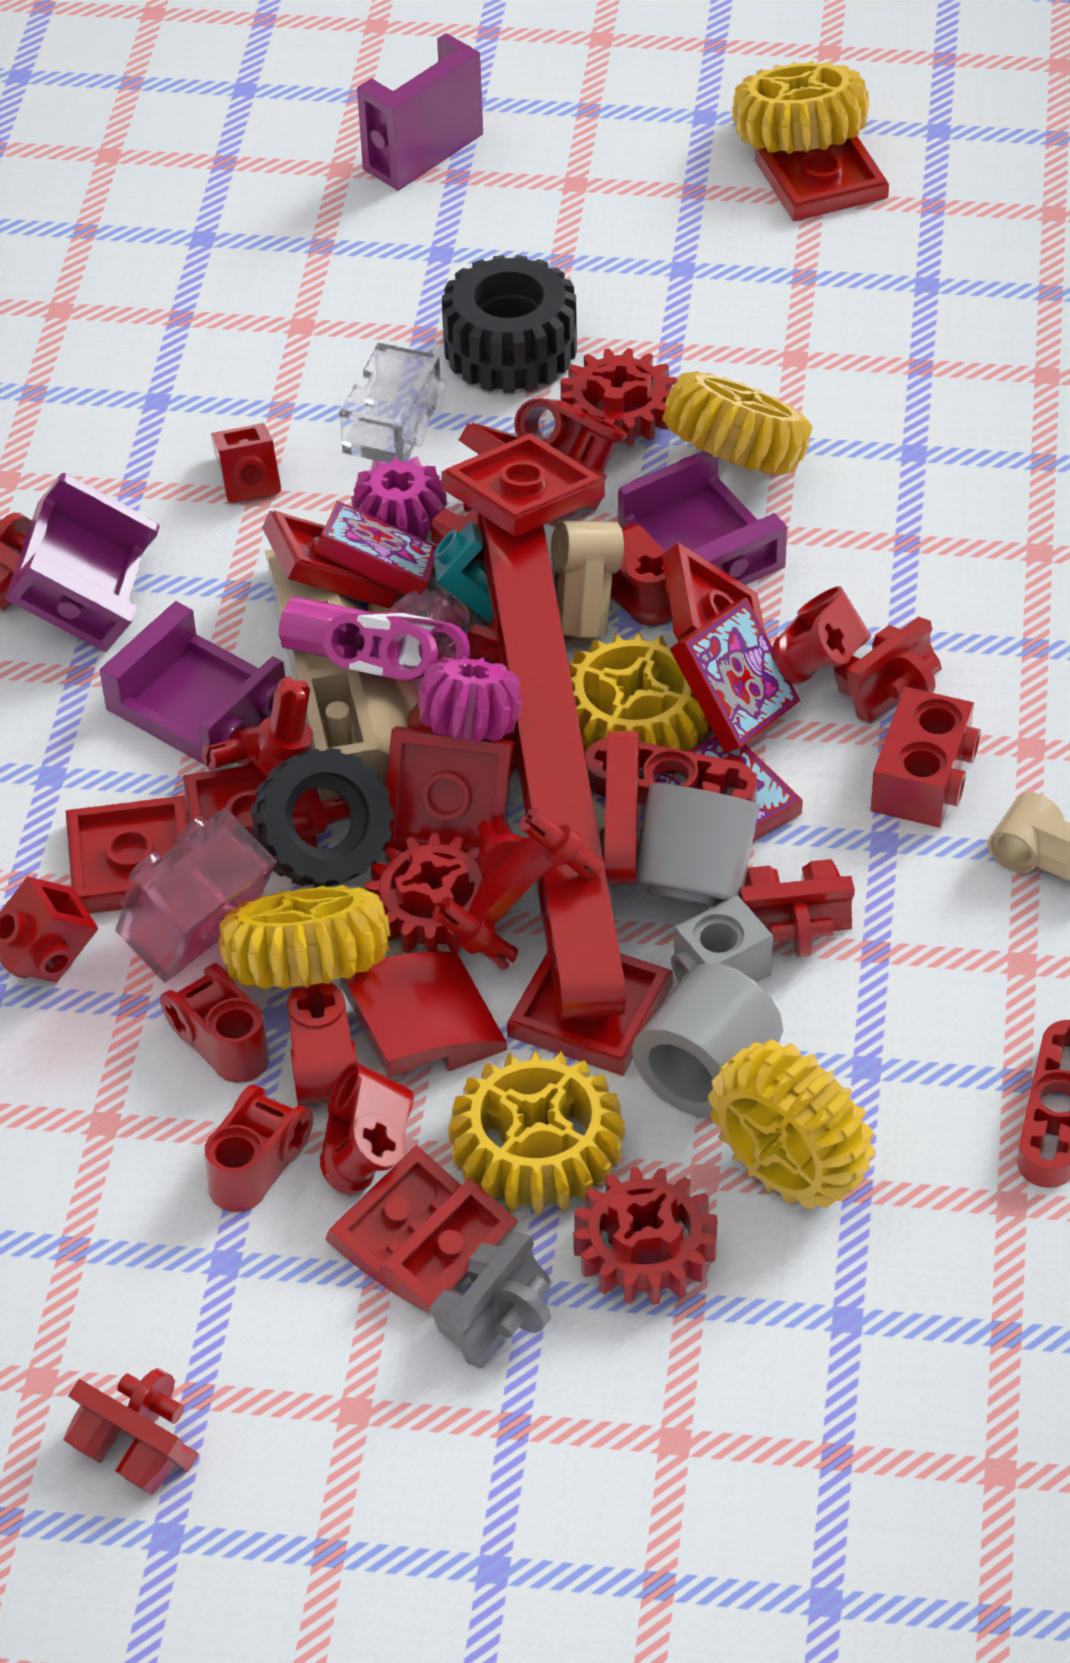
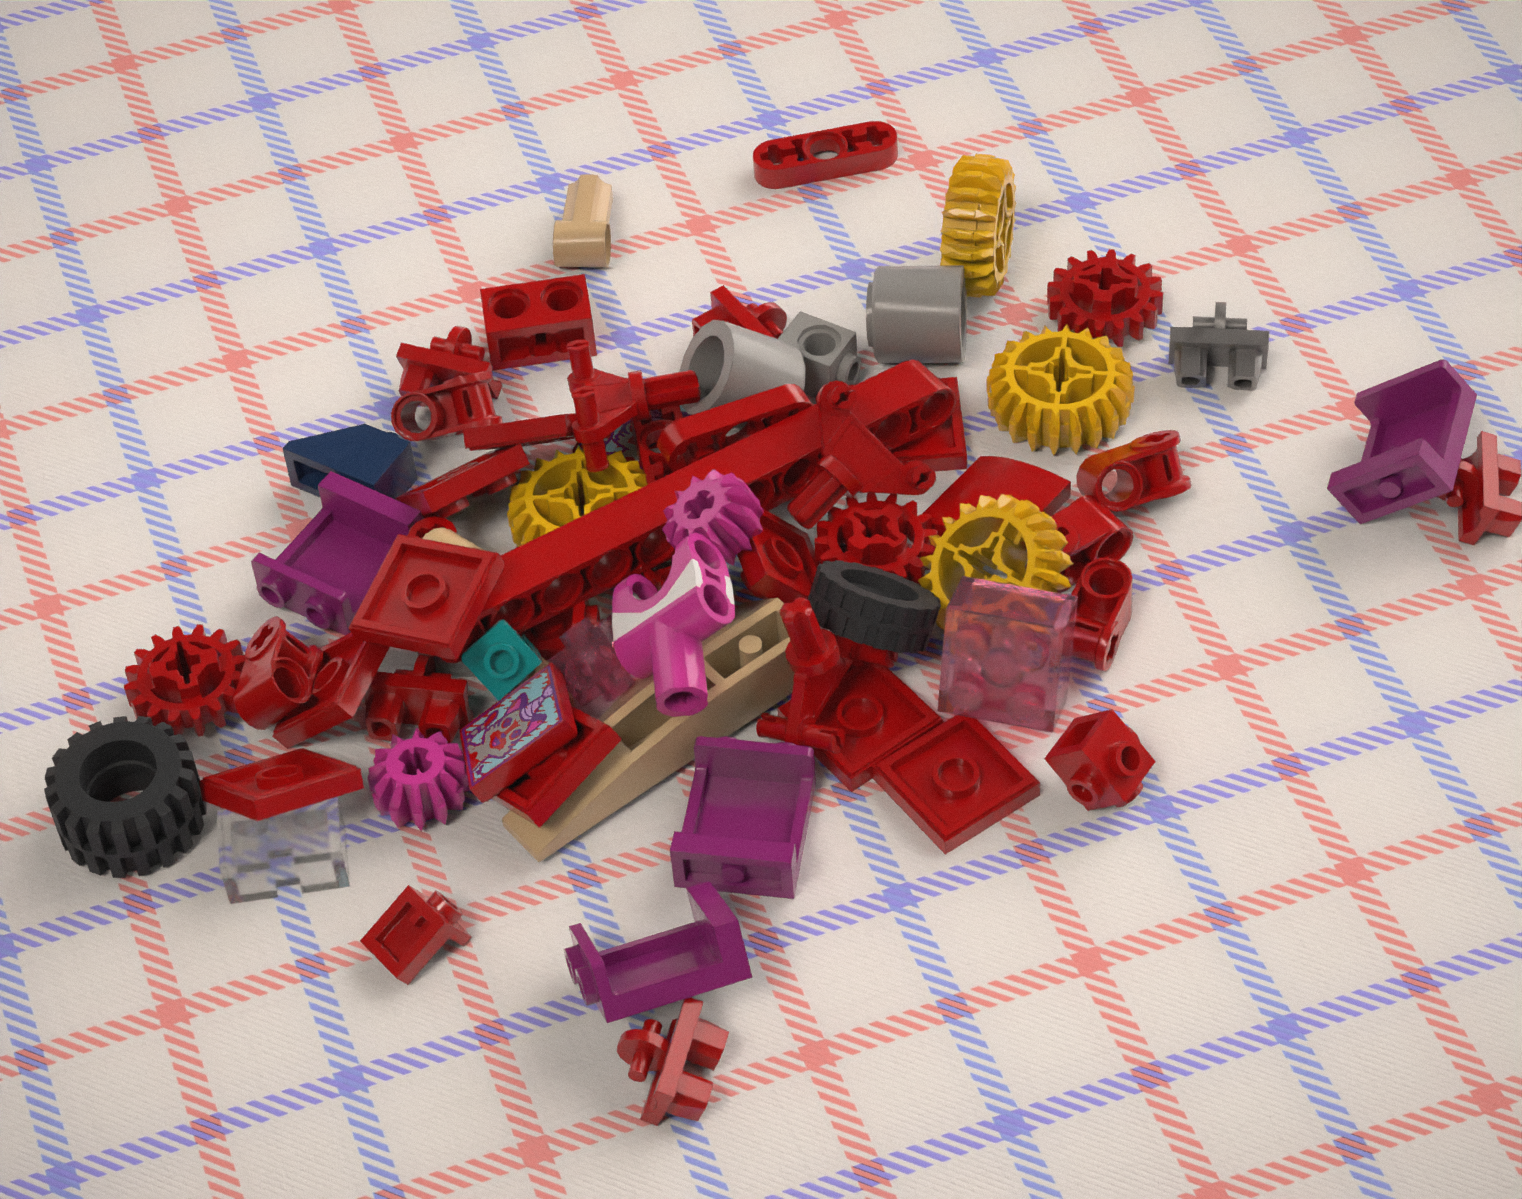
camera: 115 degrees left, 0 degrees up
(207, 1372) = (1411, 444): none -> magenta panel
(253, 1148) = (1200, 539): red piece -> none
(419, 1229) = (1203, 414): red slope -> none
(434, 396) = (280, 784): none -> red tile
(710, 720) = (609, 401): none -> red axle
(737, 423) = (211, 551): yellow gear -> none
(798, 563) = (357, 453): none -> dark blue slope

